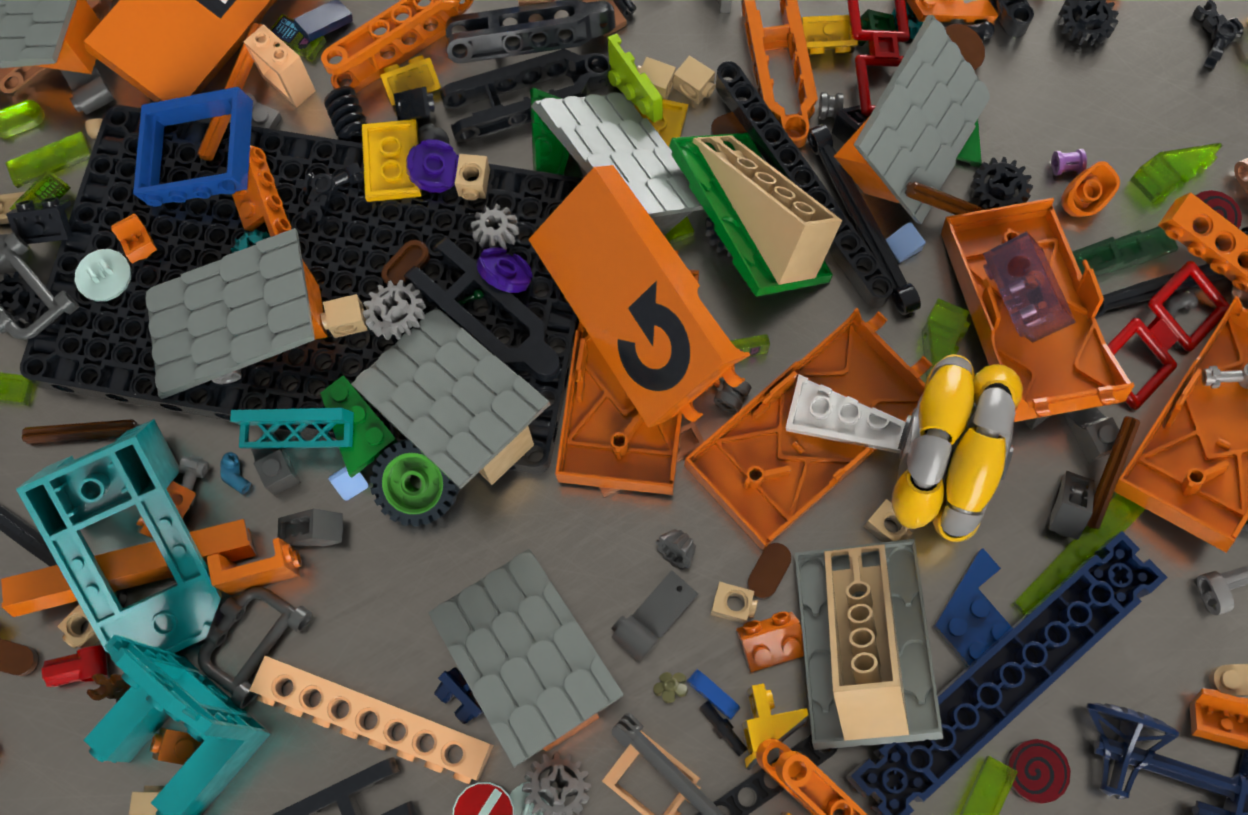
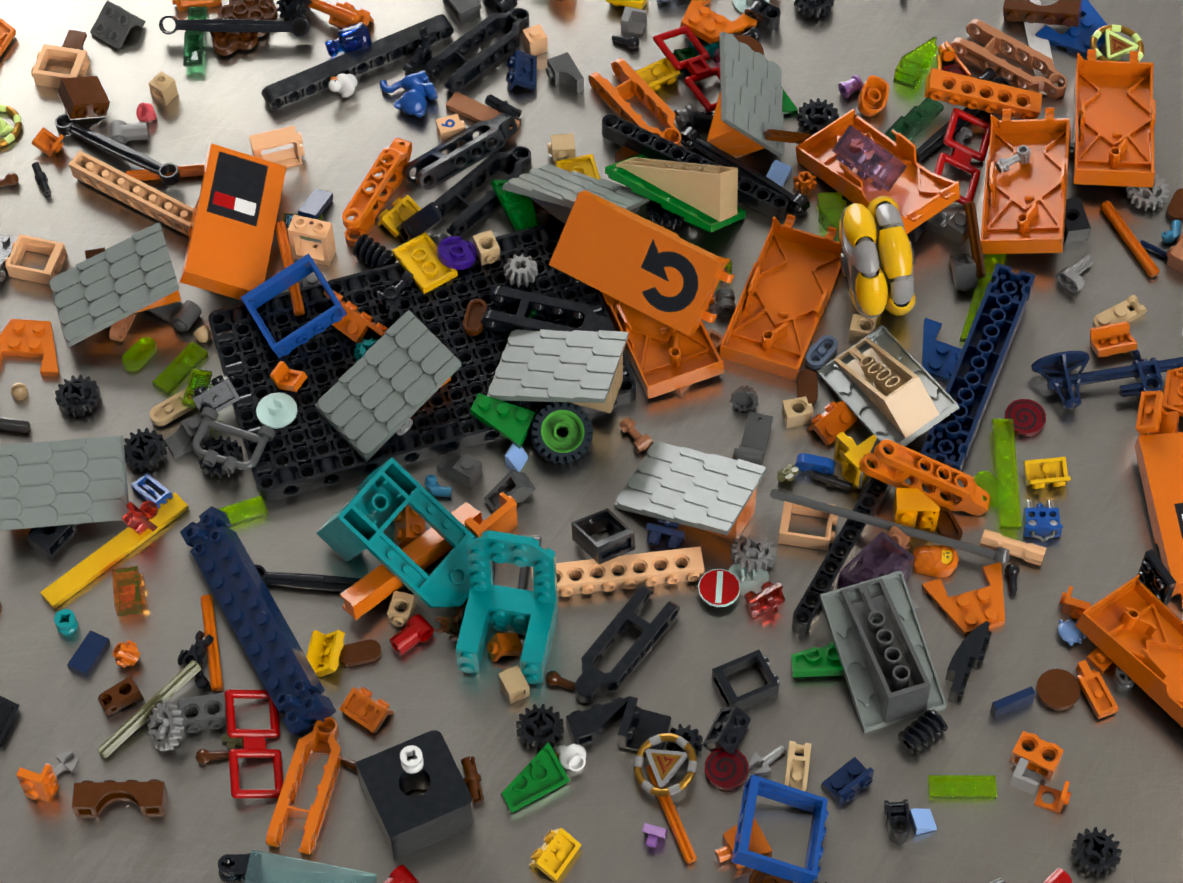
camera: 30 degrees left, 15 degrees down
(77, 431) = (317, 511): reddish brown axle -> none
(292, 417) = (466, 426): teal fence -> none
(344, 316) = (465, 356): tan brick -> none
(381, 687) = (608, 548): none -> black window
(394, 310) = (495, 335): light grey gear -> none
(504, 271) = (545, 288): dark purple tile -> none
(514, 541) = (641, 442): none -> nougat bar
(631, 83) = (549, 152): lime wing -> none
(694, 80) = (588, 137): tan brick -> none
(814, 529) = (820, 353): none -> sand blue plate
(834, 417) = (796, 284): white wing -> none
(936, 277) = (804, 182): none -> orange gear
(1224, 173) = (947, 54): none -> orange plant

